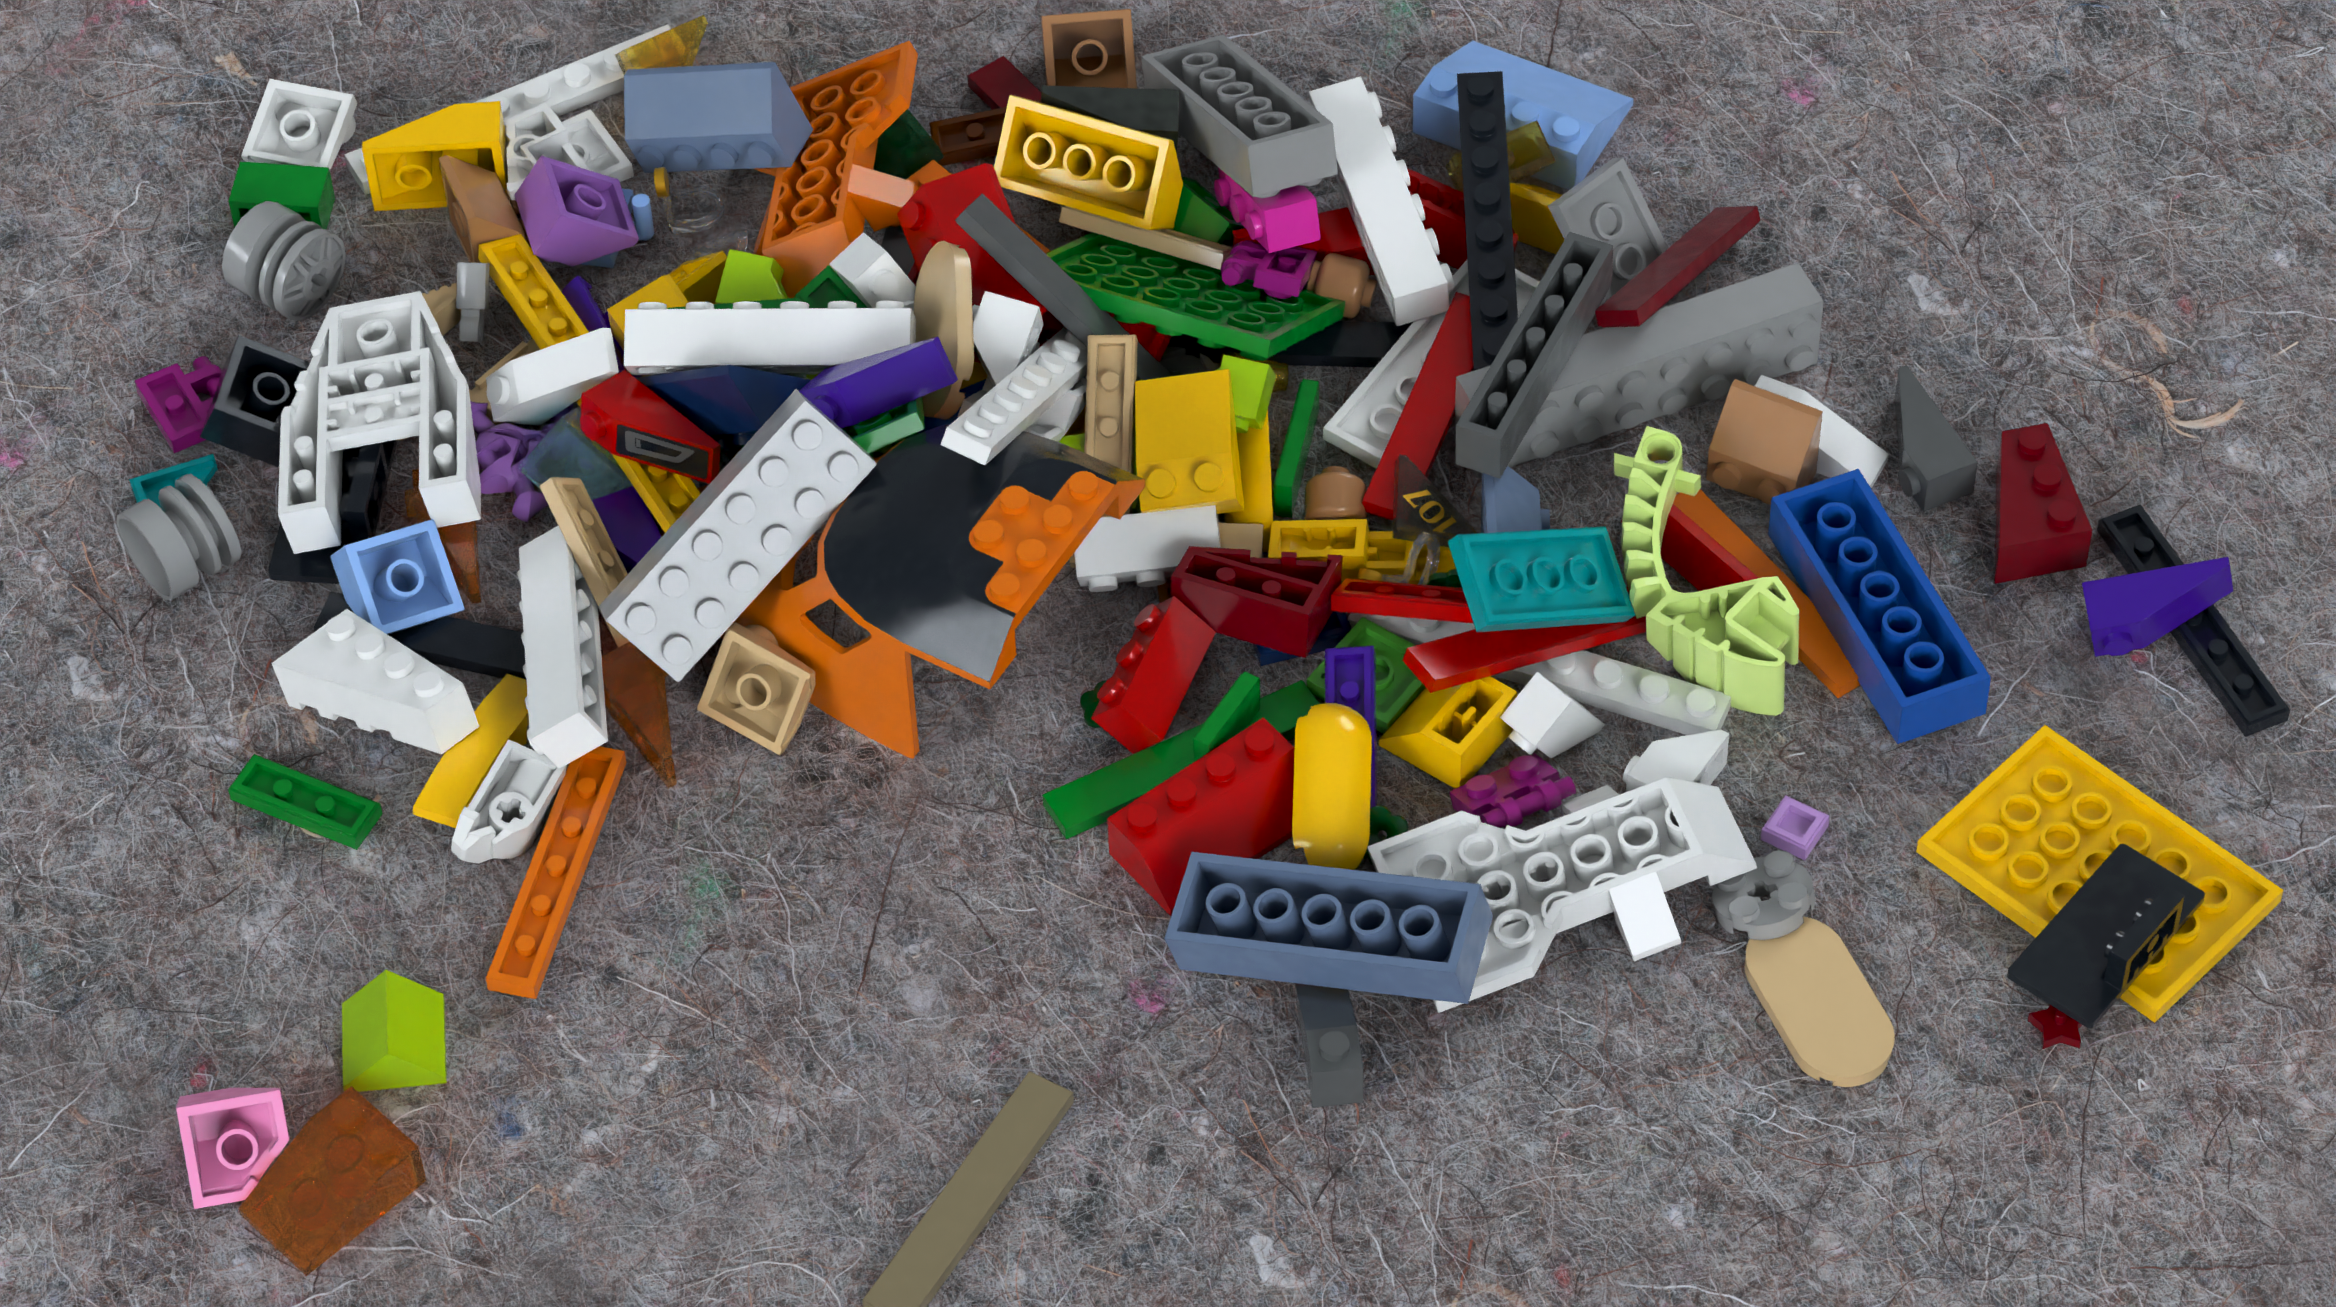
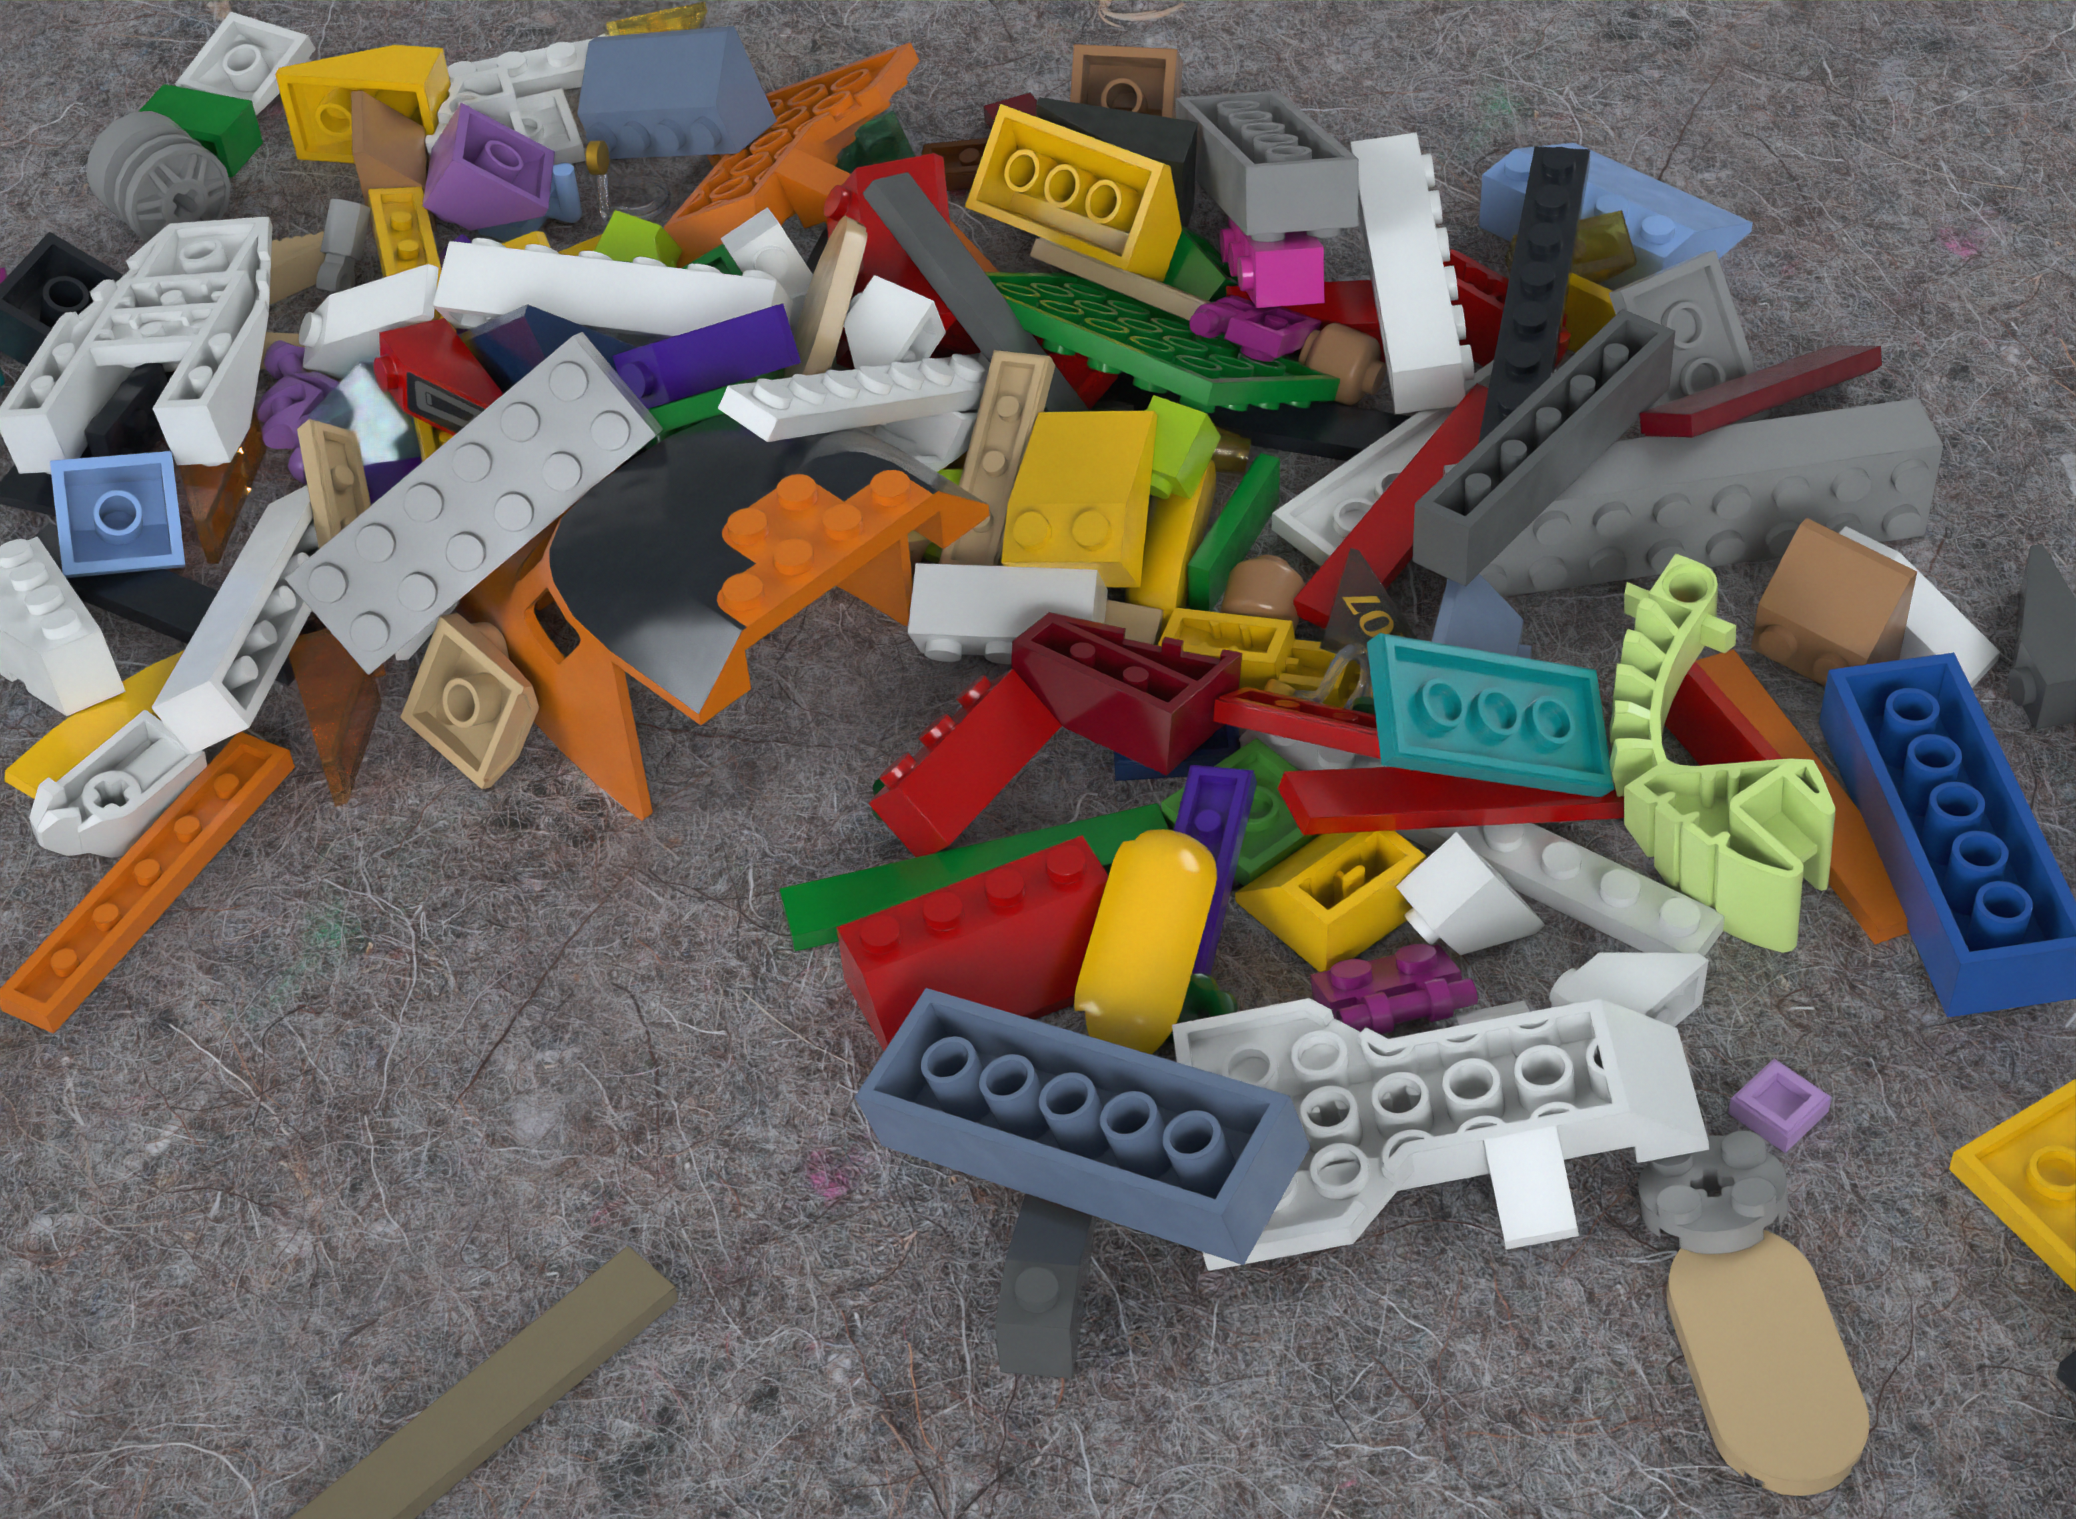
camera: 15 degrees right, 5 degrees down
(1229, 716) = (1052, 819): green tile -> none

